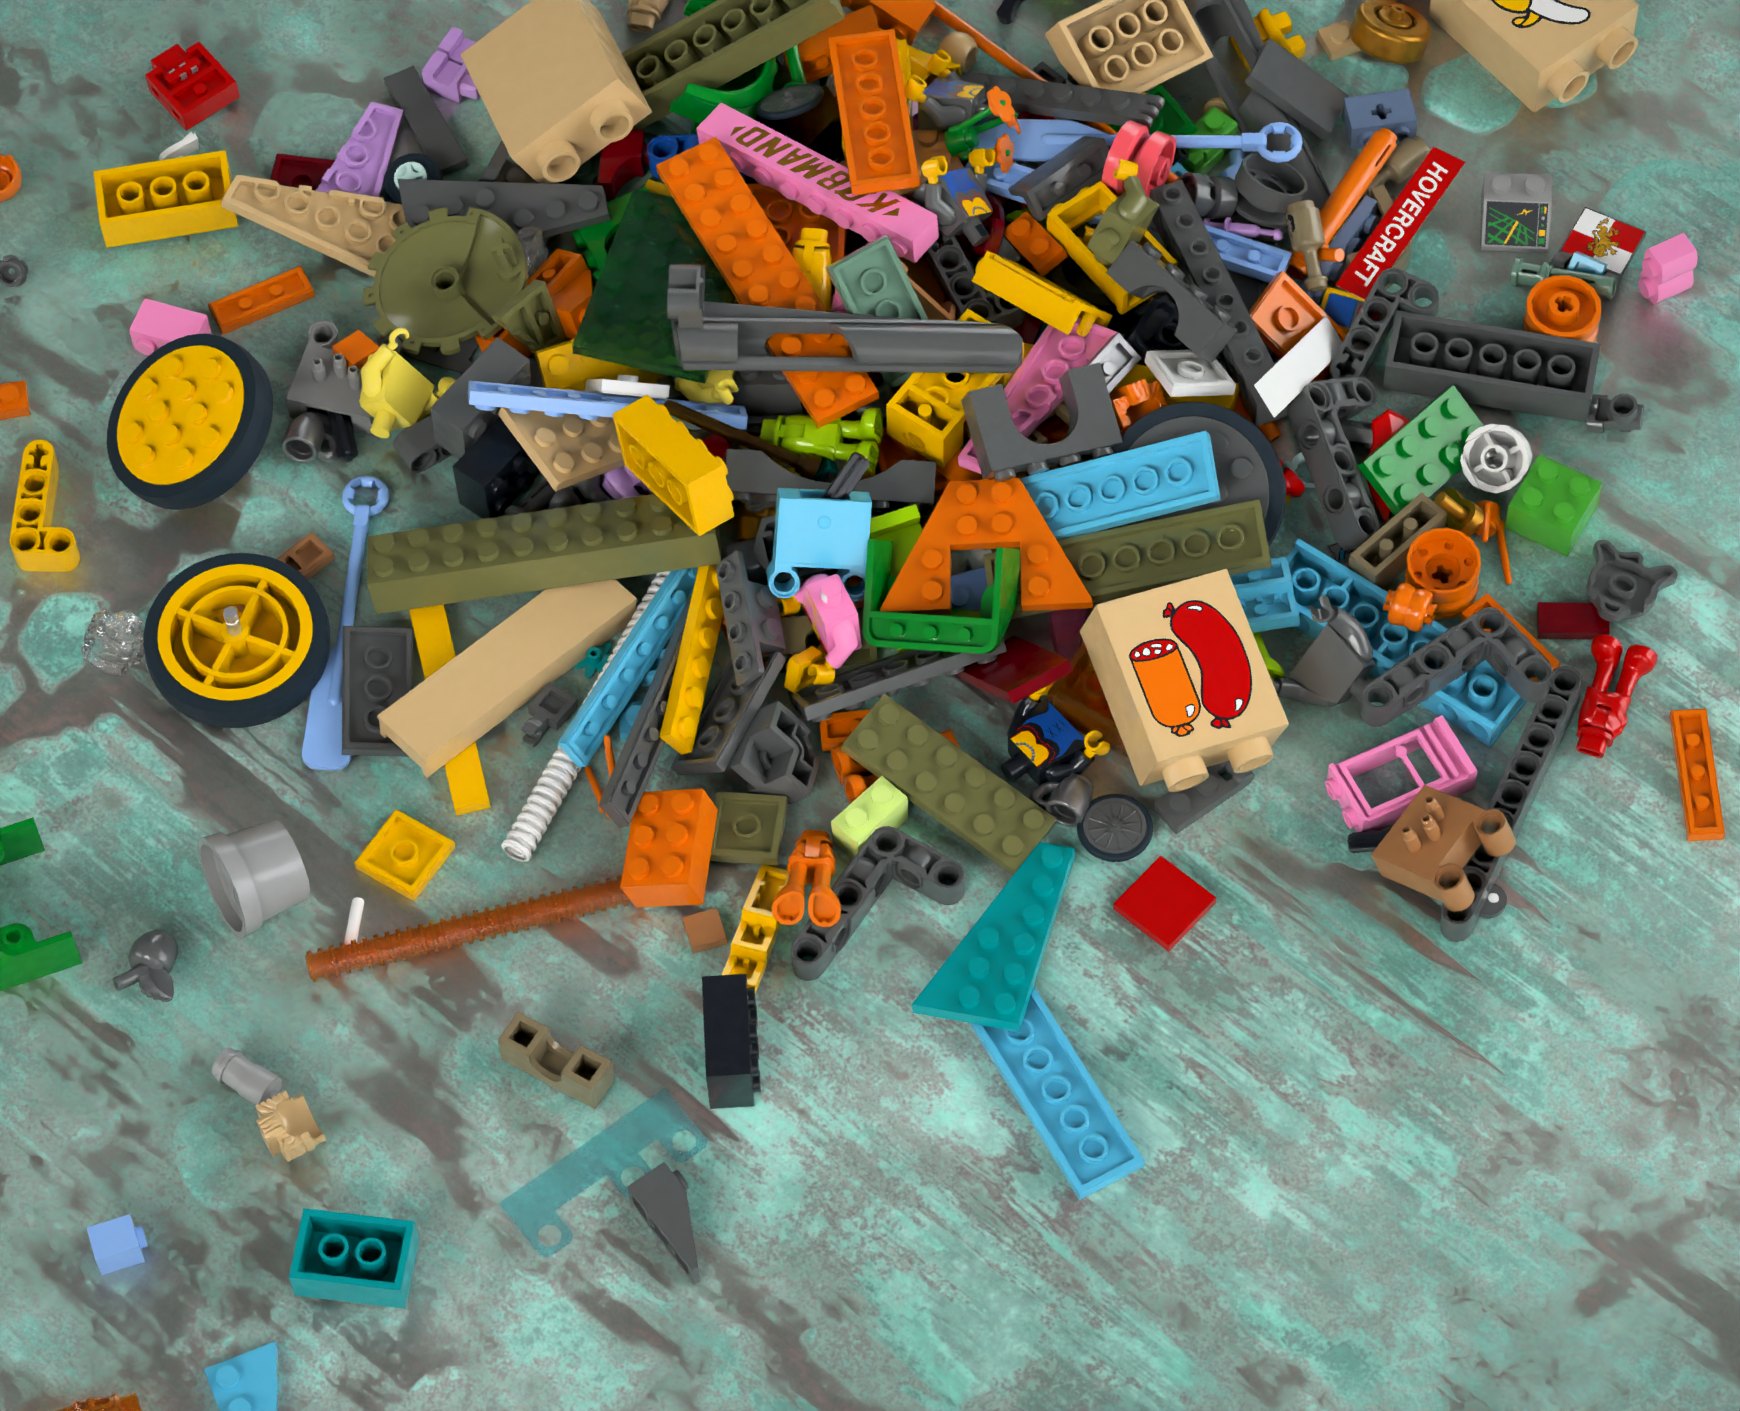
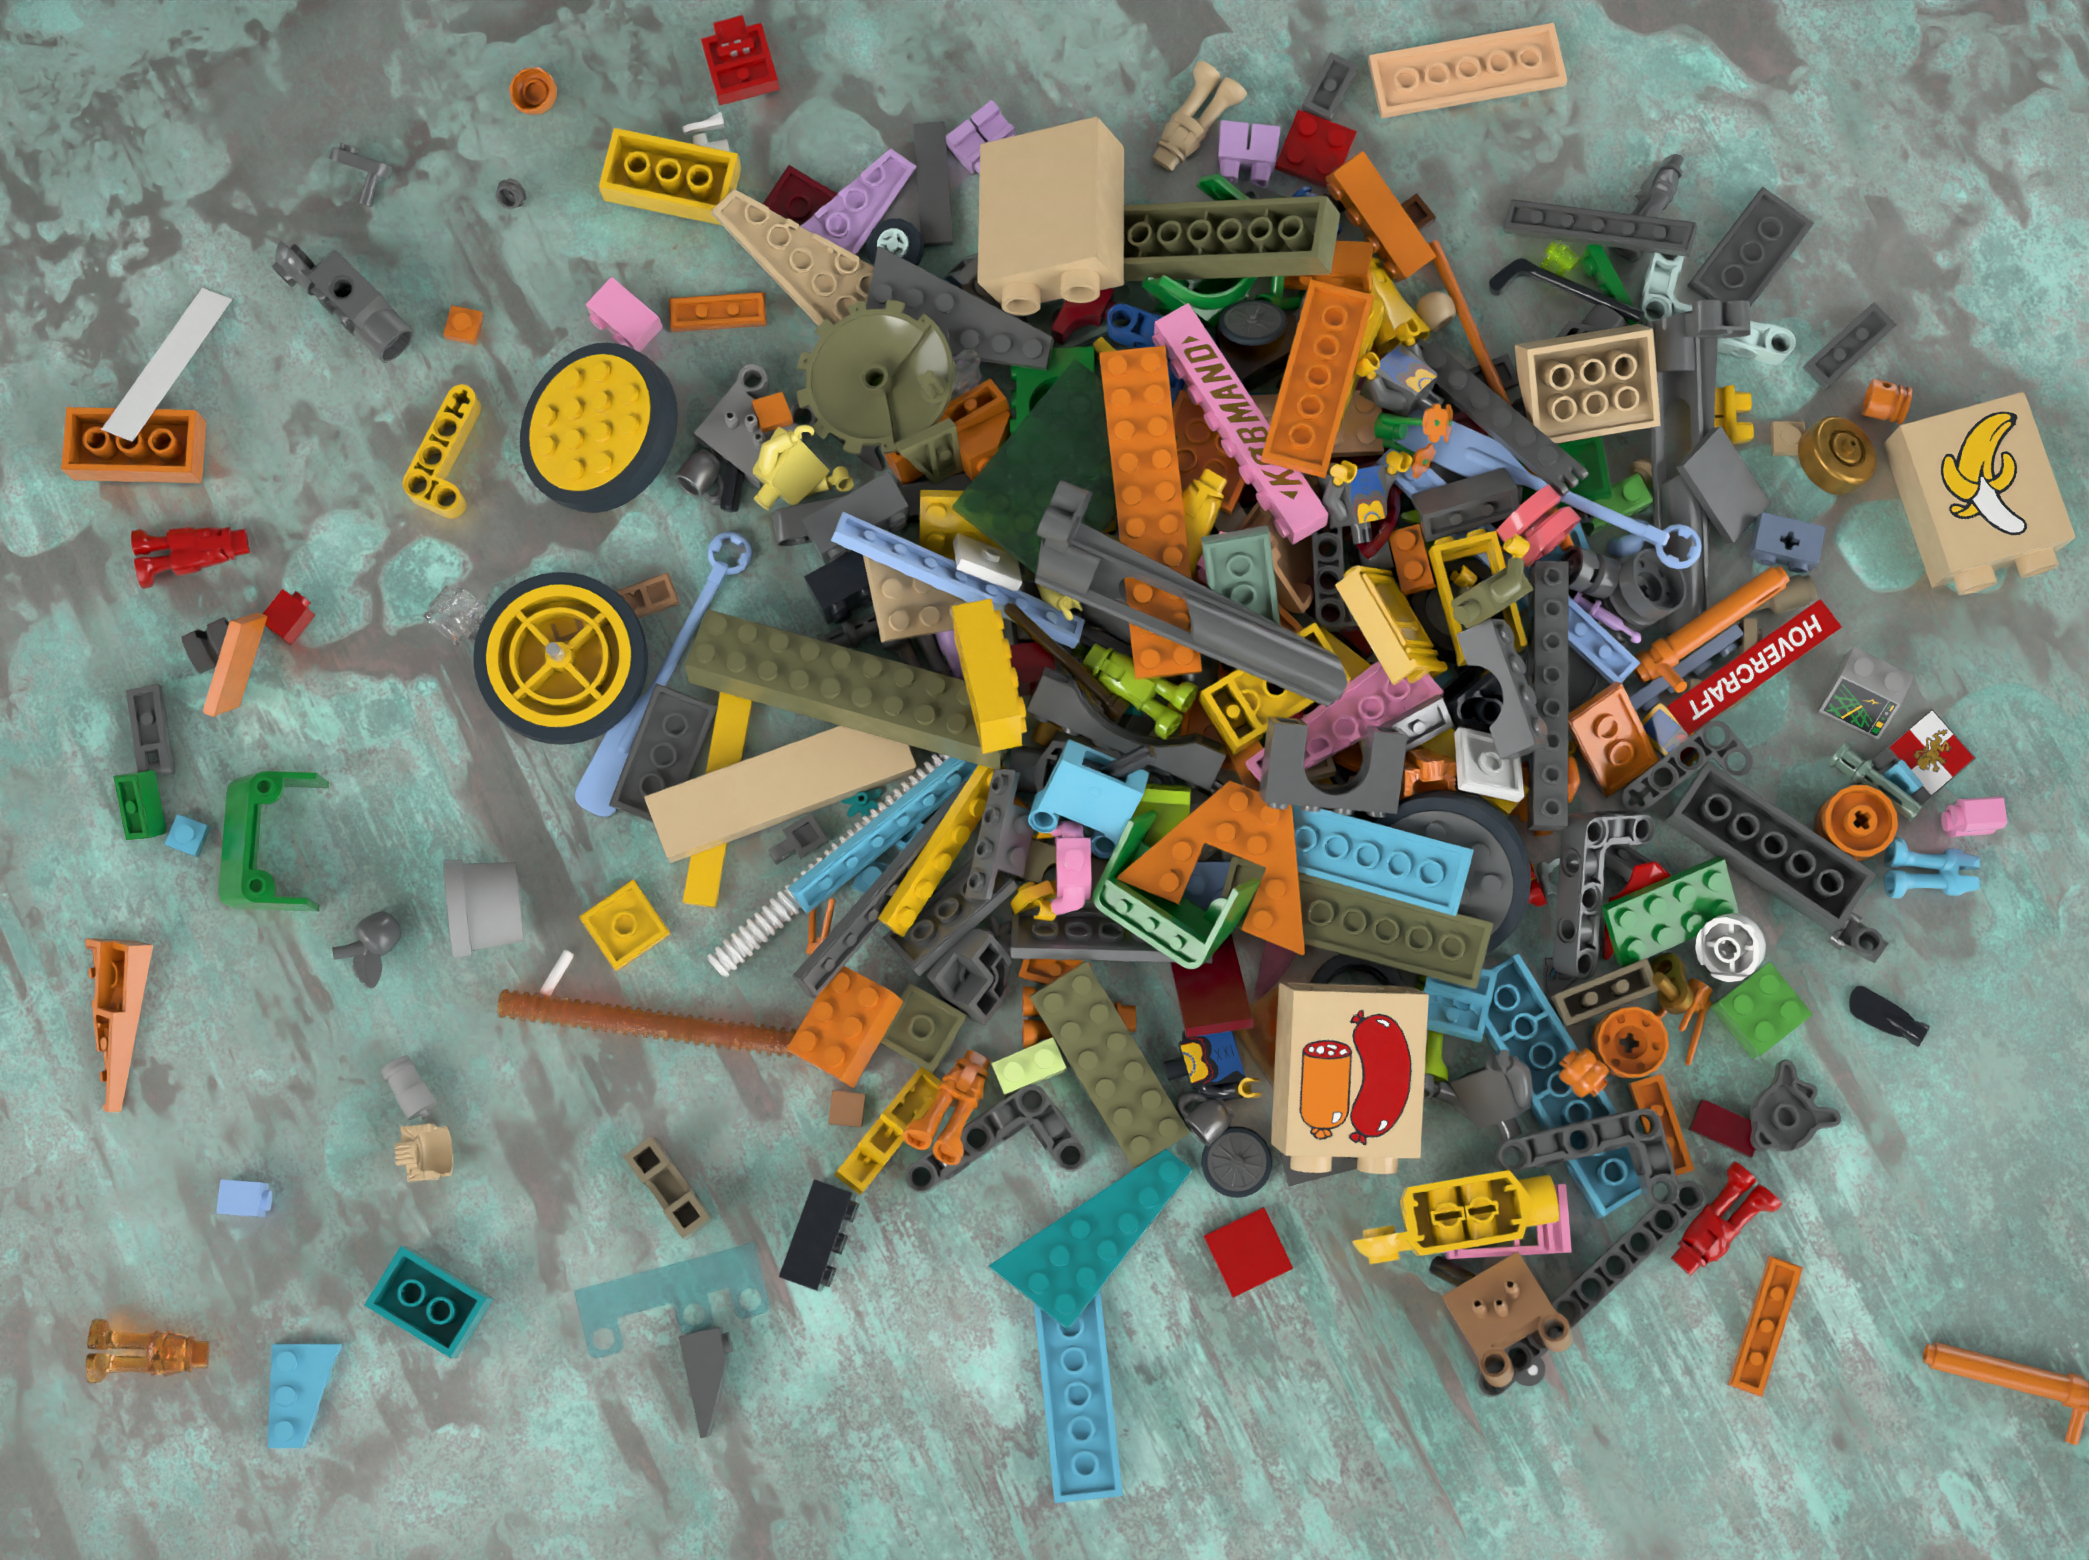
camera: 20 degrees right, 20 degrees up
(1299, 366) = (1591, 795): white sticker -> none
(1307, 237) = (1659, 656): dark tan piece -> none
(1354, 769) = (1463, 1215): none -> yellow brick
(1674, 471) = (1885, 1016): none -> black piece
(1675, 328) = (1948, 865): none -> medium azure piece

